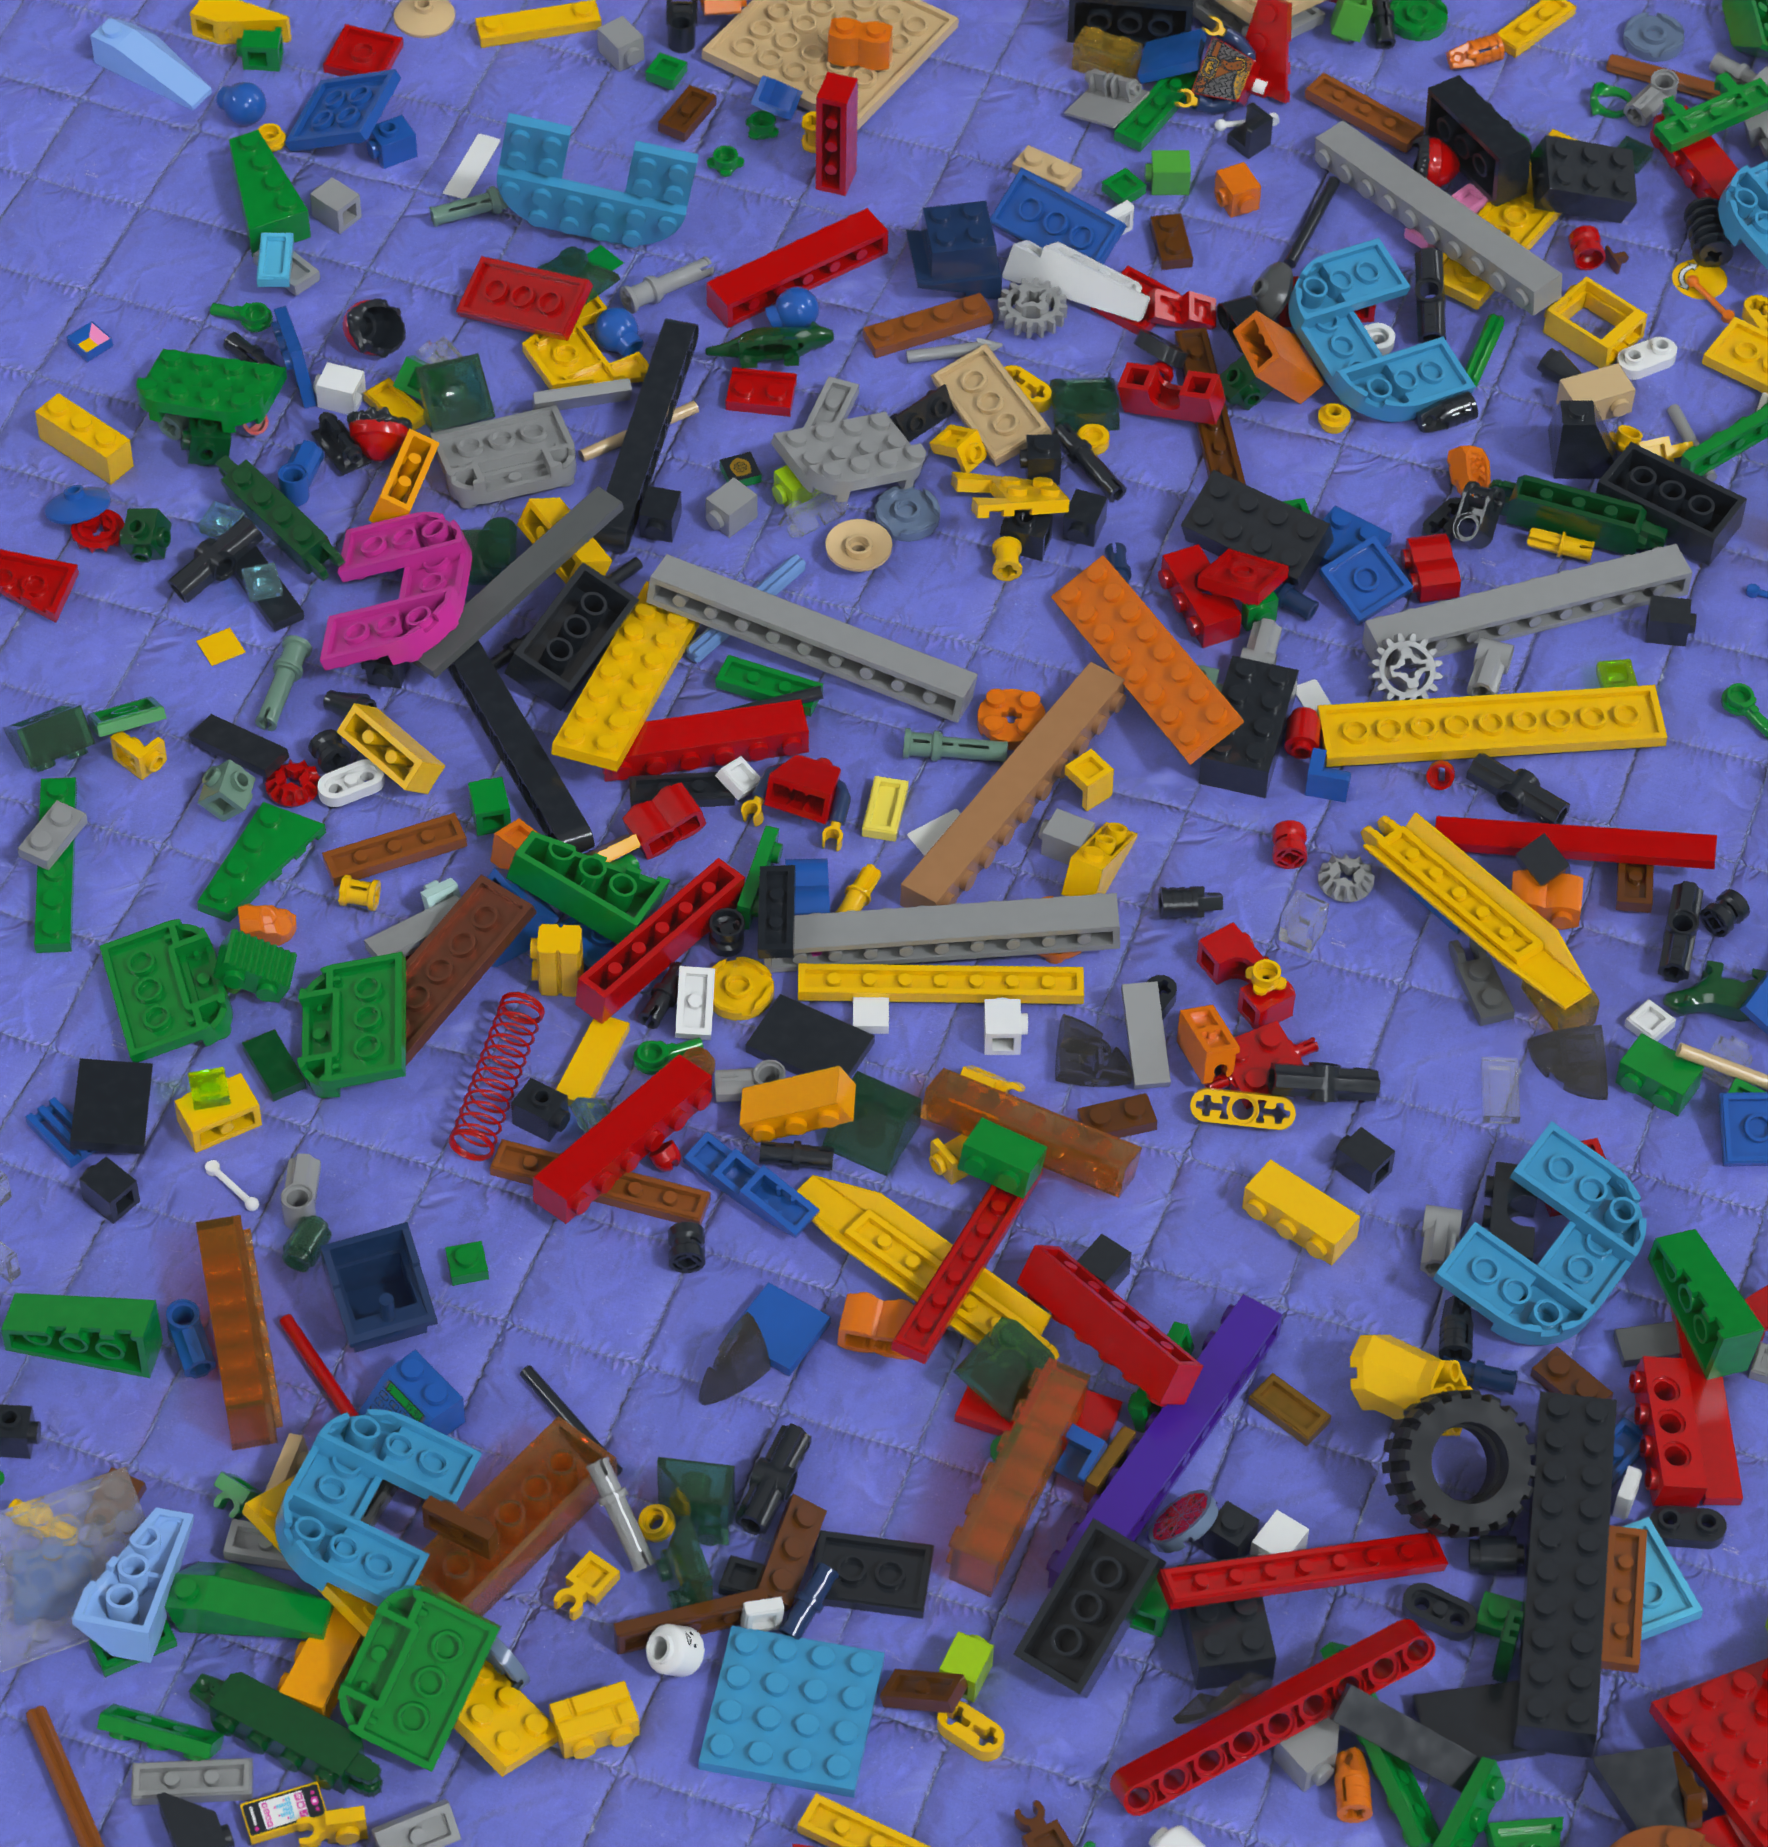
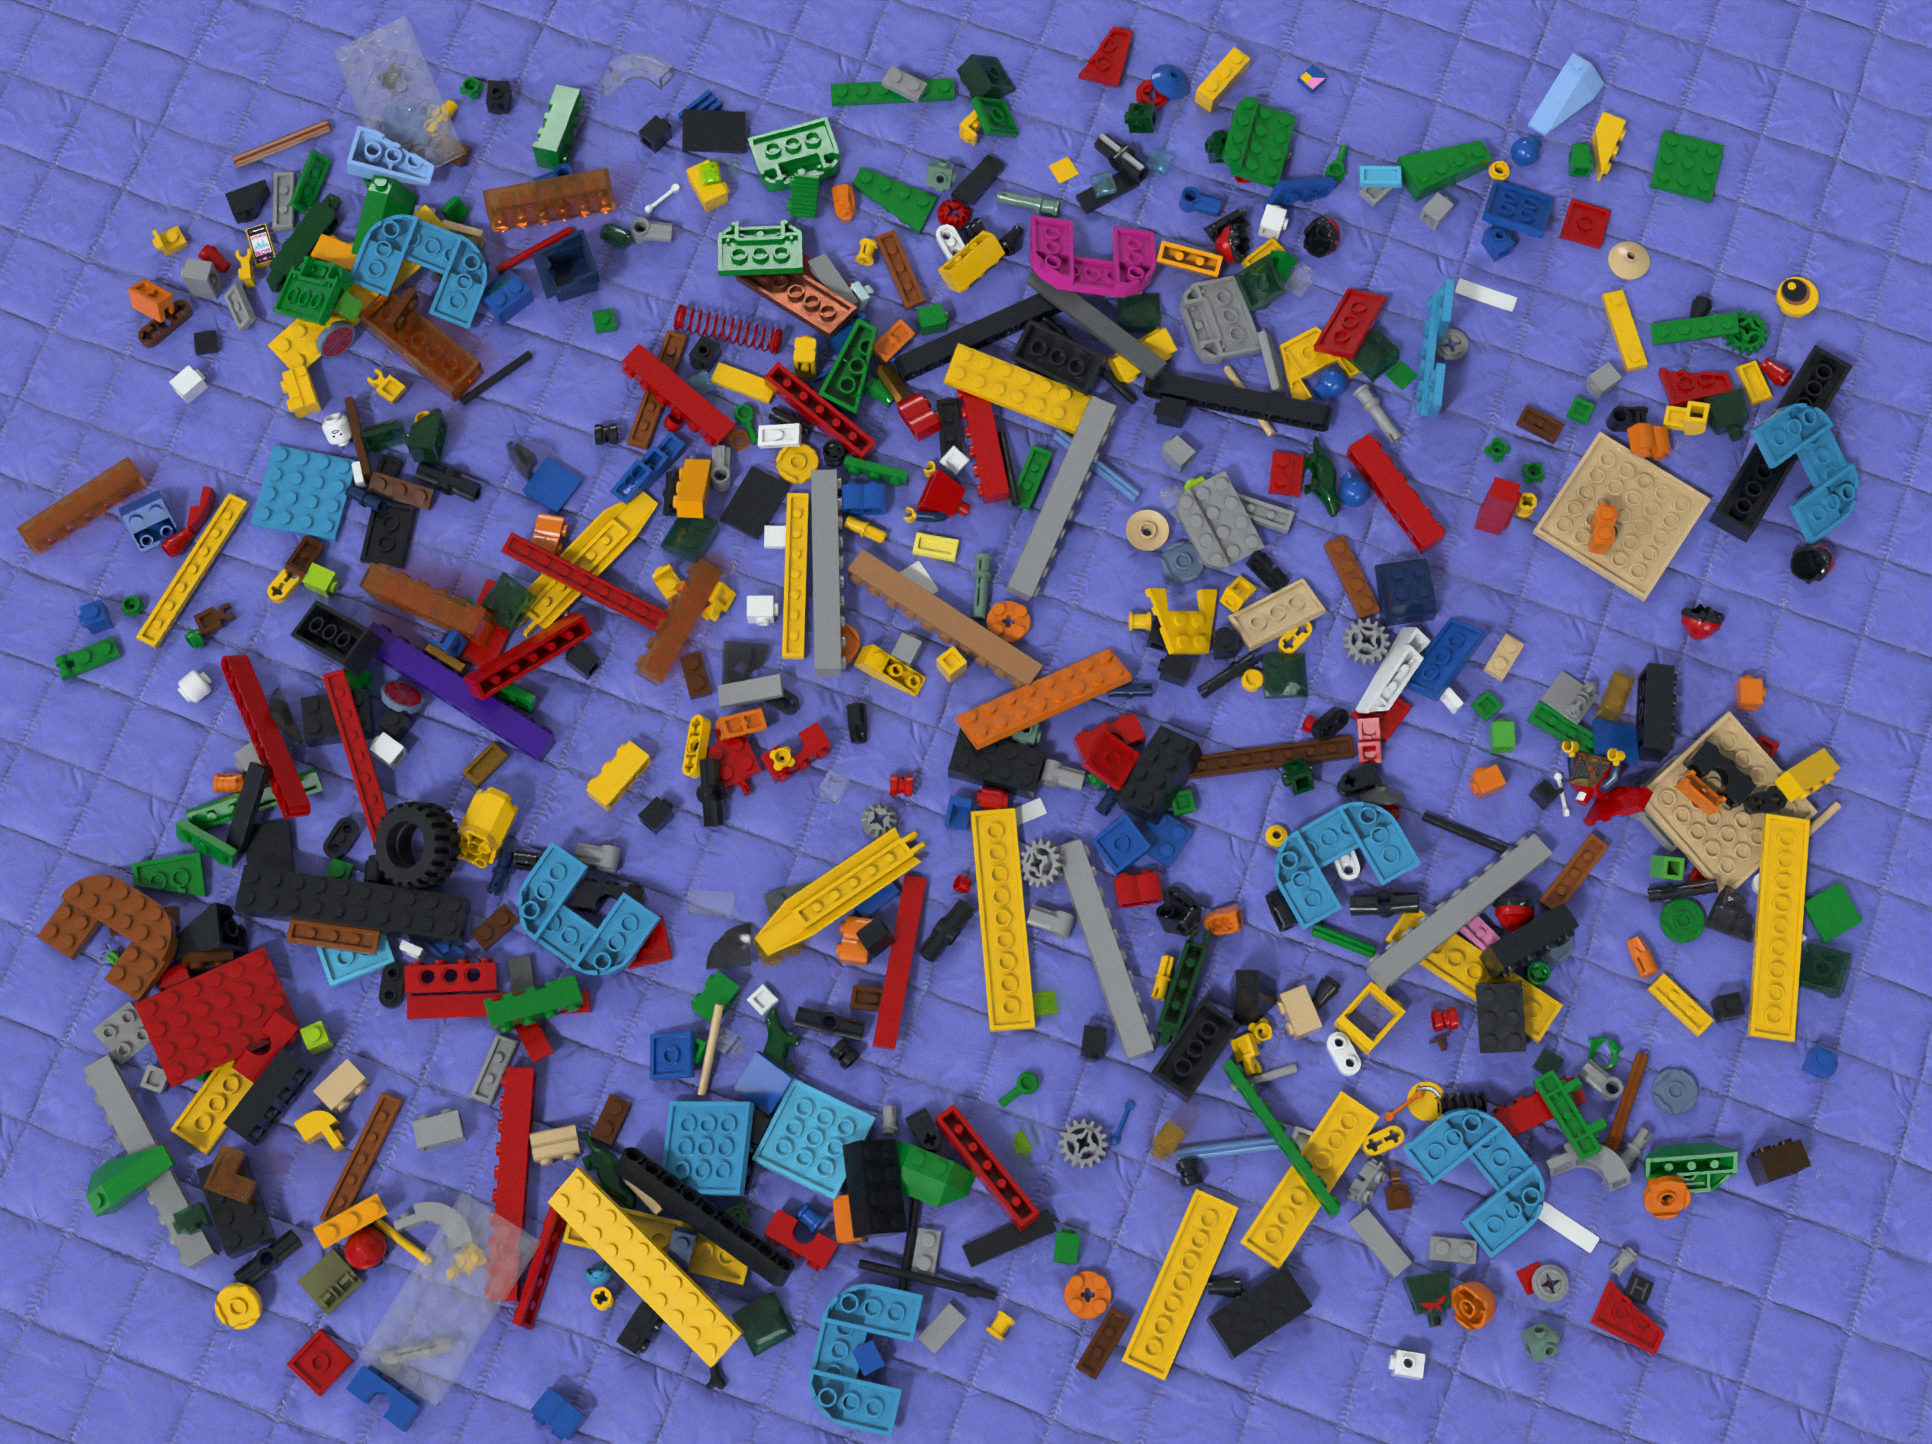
camera: 90 degrees right, 20 degrees up
(240, 347) = (1303, 169): black pin -> none
(274, 1065) = (746, 213): dark green tile -> none
(278, 517) = (1157, 191): dark green hinge -> none
(468, 207) = (1437, 281): sand green pin -> none
(620, 1513) = (426, 392): light grey pin -> none
(742, 468) = (1215, 461): tile -> none
(776, 97) = (1551, 477): blue panel -> none
(776, 912) = (833, 474): black plate -> none
(948, 351) = (1331, 609): light grey piece -> none
(1002, 1158) = (652, 601): green brick -> none
(1148, 393) = (1281, 724): red arch -> none
(1171, 241) = (1439, 737): reddish brown plate -> none
(1278, 357) = (1312, 792): orange brick -> none
(1507, 1645) = (299, 866): dark green tile -> none

